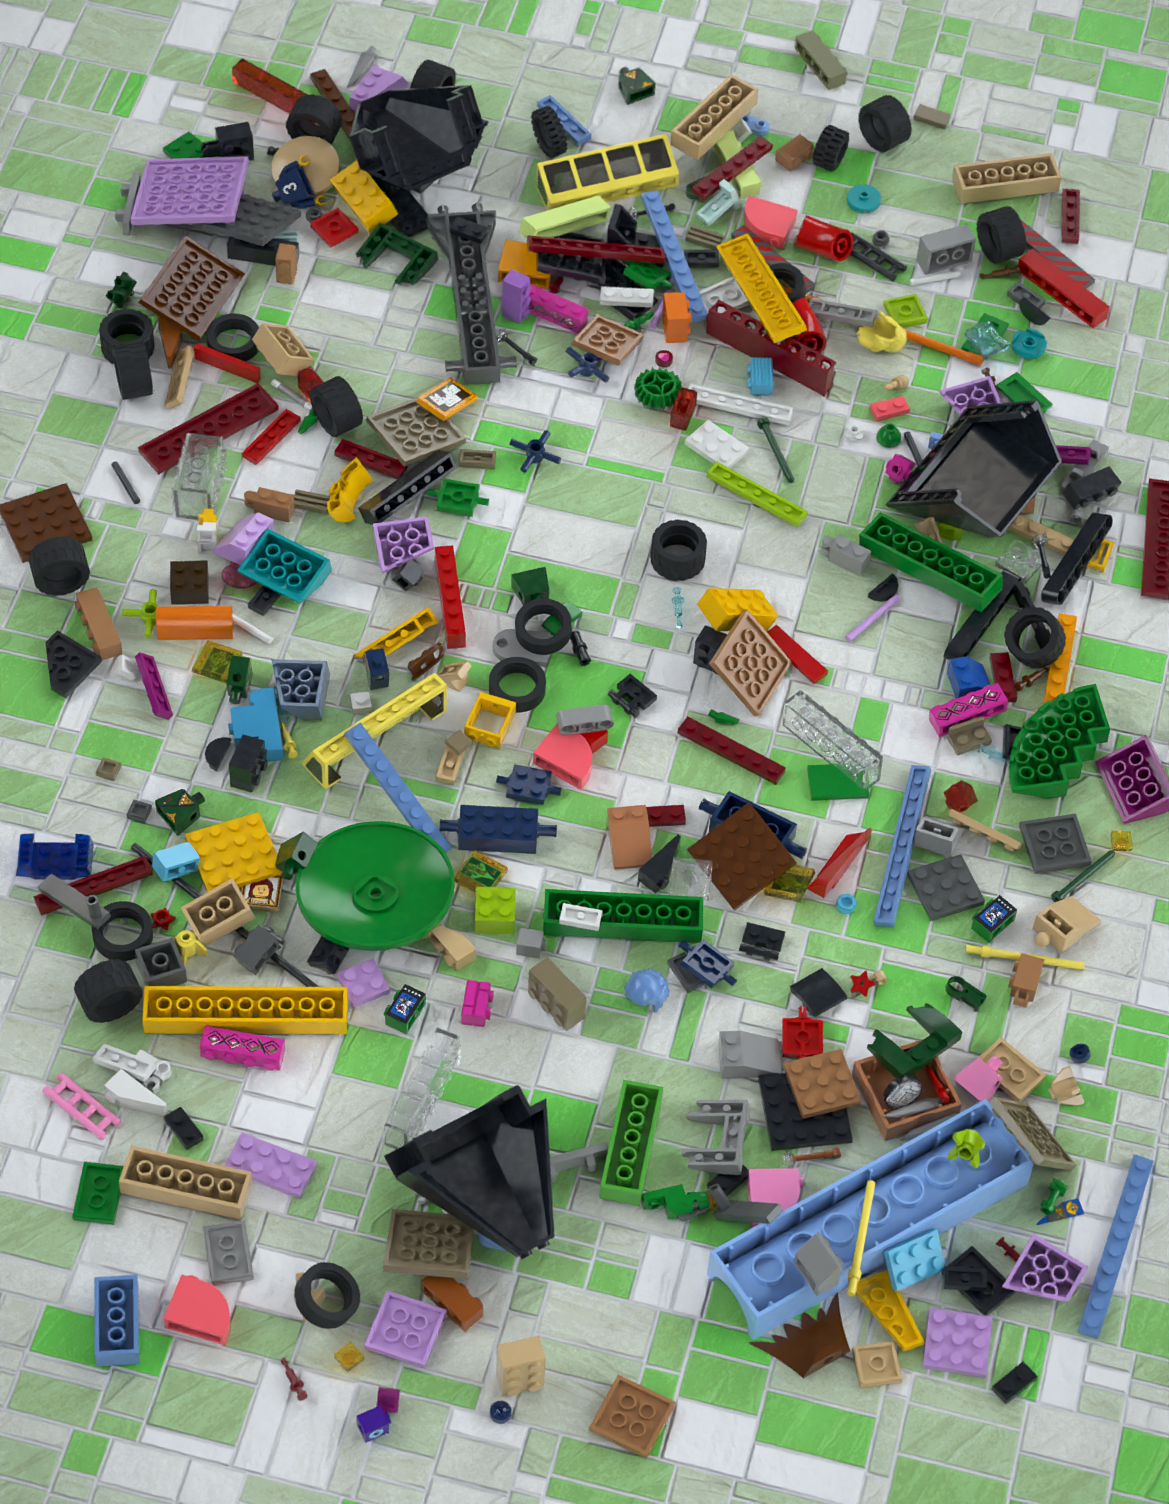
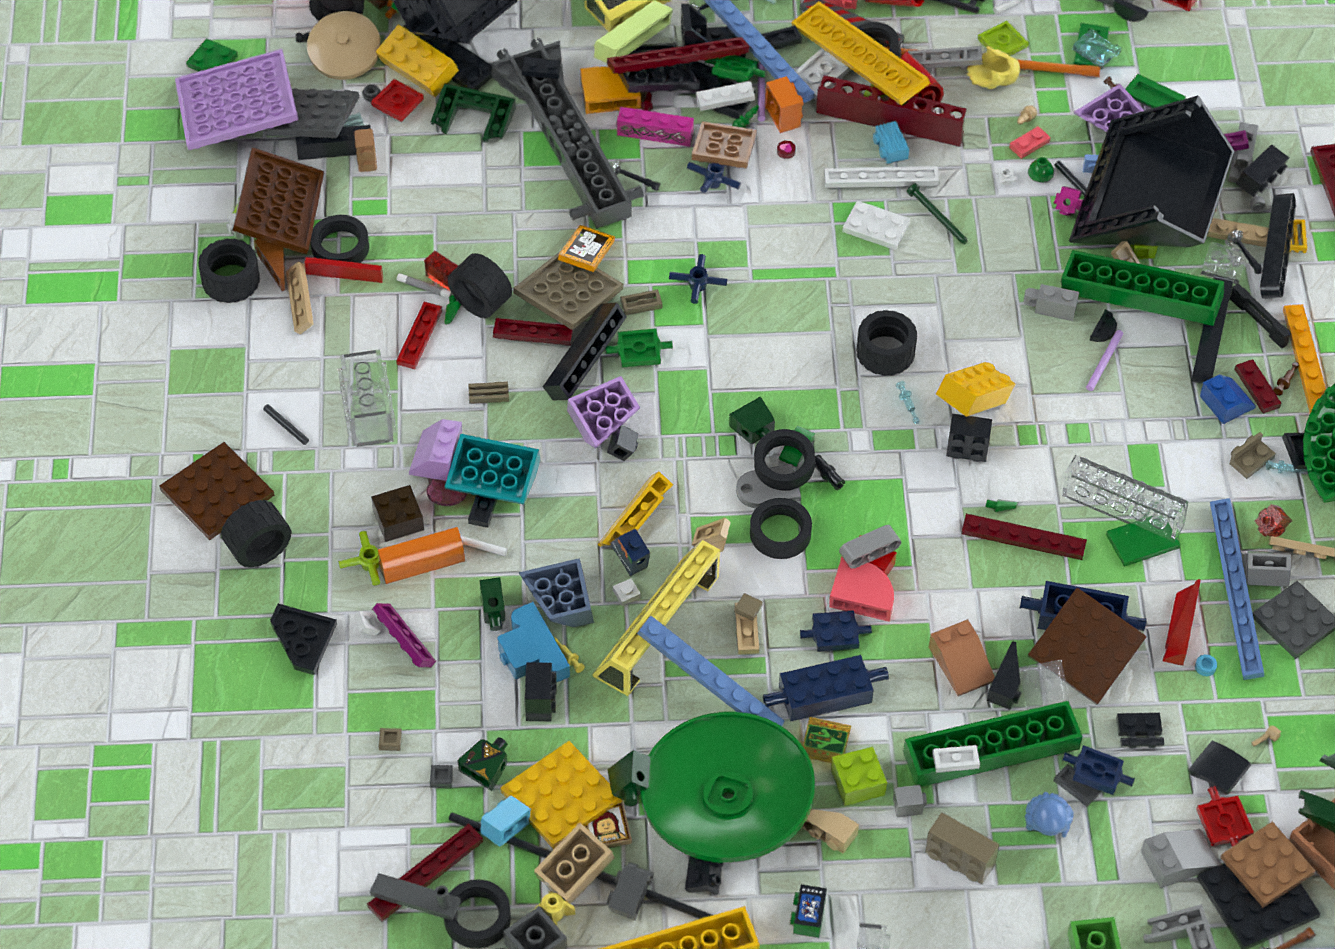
camera: 15 degrees left, 0 degrees up
(61, 859) = (374, 854): clear blue plate -> none
(98, 623) = (318, 583): medium nougat brick -> none
(122, 290) = (203, 221): dark green hips -> none
(131, 192) = (174, 142): light grey hinge -> none
(132, 370) = (251, 303): black tyre -> none
(158, 915) = (510, 882): red plate -> none
(207, 531) = (396, 453): white hips -> none
(215, 661) = (459, 590): clear yellow tile -> none
(216, 751) = (497, 688): black tile -> none
(217, 421) = (358, 334): dark red plate -> none
(230, 141) = (258, 38): black brick -> none
(271, 503) = (449, 406): medium nougat brick -> none
(281, 712) = (557, 631): clear light blue piece -> none
(282, 349) = (398, 240): tan brick -> none
(295, 187) = (343, 68): dark blue torso -> none
(347, 490) = (521, 371): yellow brick -> none
(363, 982) = (754, 893): lavender plate -> none
(428, 658) = (677, 526): reddish brown piece -> none
(450, 597) = (675, 455): red brick -> none
(475, 1003) = (880, 882): dark pink brick -> none
(494, 705) = (773, 557): yellow window -> none
(516, 296) = (617, 124): medium lavender brick -> none
(636, 692) = (903, 502): black plate -> none
(657, 388) = (793, 186): green gear -> none
(666, 815) = (990, 623): dark red plate -> none
(683, 409) = (830, 196): clear red brick -> none
(704, 235) = (772, 14): dark tan tile -> none
(750, 663) = (1011, 440): medium nougat plate -> none
(757, 494) = (938, 264): lime plate -> none
(791, 884) = (1146, 661): clear yellow tile -> none
(800, 657) = (1044, 418): red tile -> none
(856, 983) = (1254, 749): red plate -> none
(983, 703) = (1245, 422): dark pink brick -> none
(1022, 620) = (1278, 313): black tyre -> none
(1029, 344) = (1137, 42): teal plate -> none

